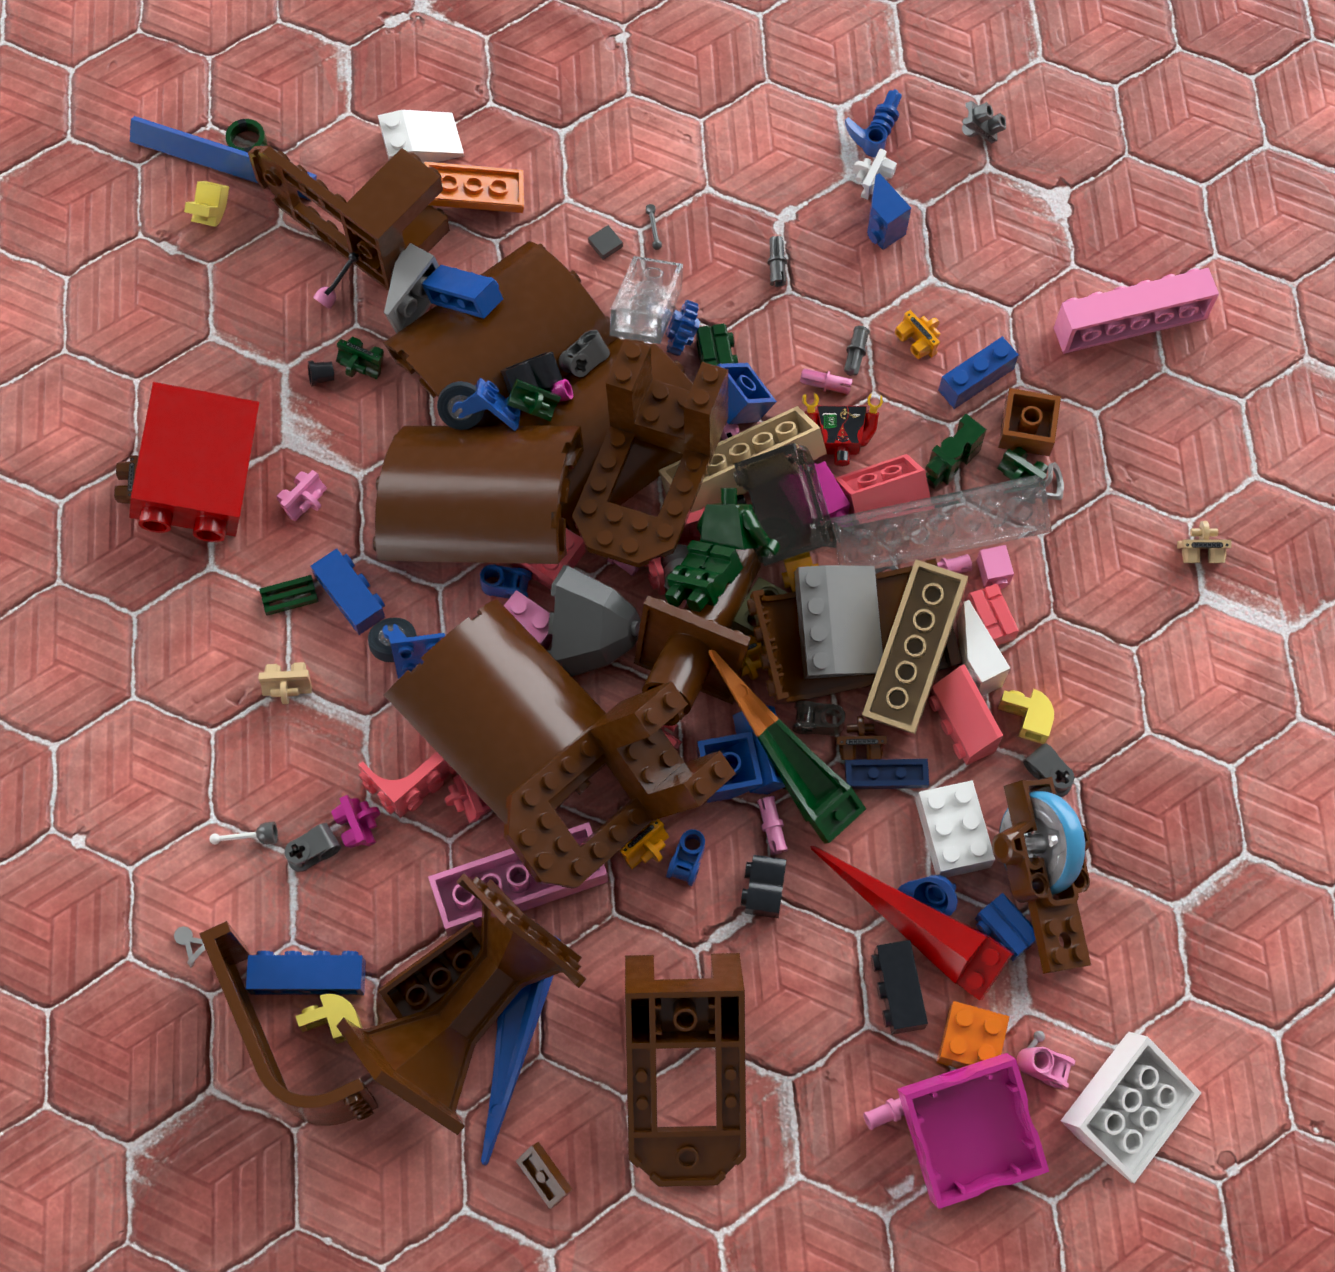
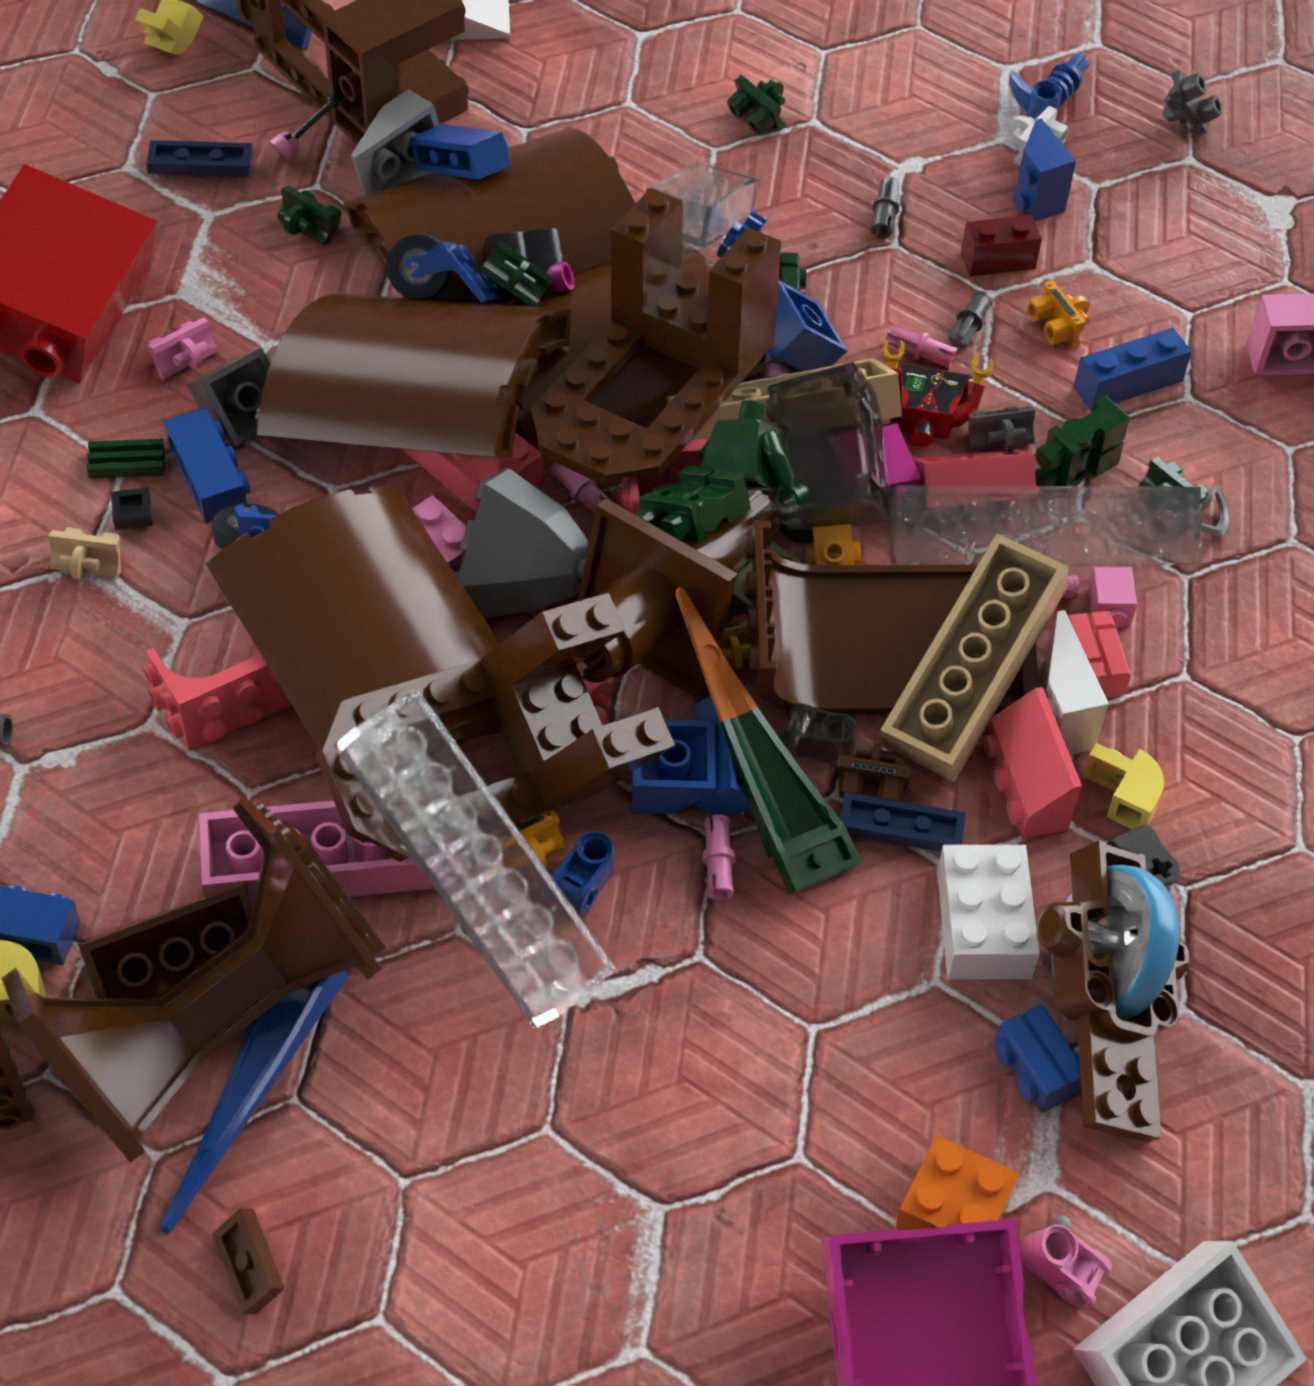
camera: 10 degrees right, 15 degrees down
(265, 321) = (199, 158): none -> dark blue plate
(306, 638) = (131, 508): none -> black plate
(314, 846) = (53, 756): dark grey piece -> none
(320, 372) = (252, 222): black piece -> none
(351, 529) = (233, 394): none -> dark grey slope
(360, 818) = (130, 734): dark pink hips -> none
(466, 800) = (286, 734): coral hips -> none
(480, 187) = (511, 63): orange tile -> none
(507, 582) = (419, 484): blue piece -> none
(585, 354) = (598, 248): dark grey piece -> none
(605, 242) = (665, 152): dark grey tile -> none
(622, 880) = (475, 858): none -> clear brick
(650, 210) = (733, 131): dark grey hinge -> none
(673, 192) = (763, 100): none -> dark green hips
(686, 1016) = (515, 1048): reddish brown bracket -> none
(765, 886) = (687, 932): black brick -> none
(838, 620) = (871, 608): light grey slope -> none
(867, 281) = (1001, 245): none -> dark red brick
(890, 1111) = (795, 1283): bright pink pin -> none
(896, 443) = (1001, 429): none -> dark grey hips
(899, 987) = (858, 1108): black brick -> none
(933, 891) = (924, 993): blue piece -> none
(955, 948) = (956, 1070): red plate -> none
(1029, 421) = (1193, 432): dark orange brick -> none

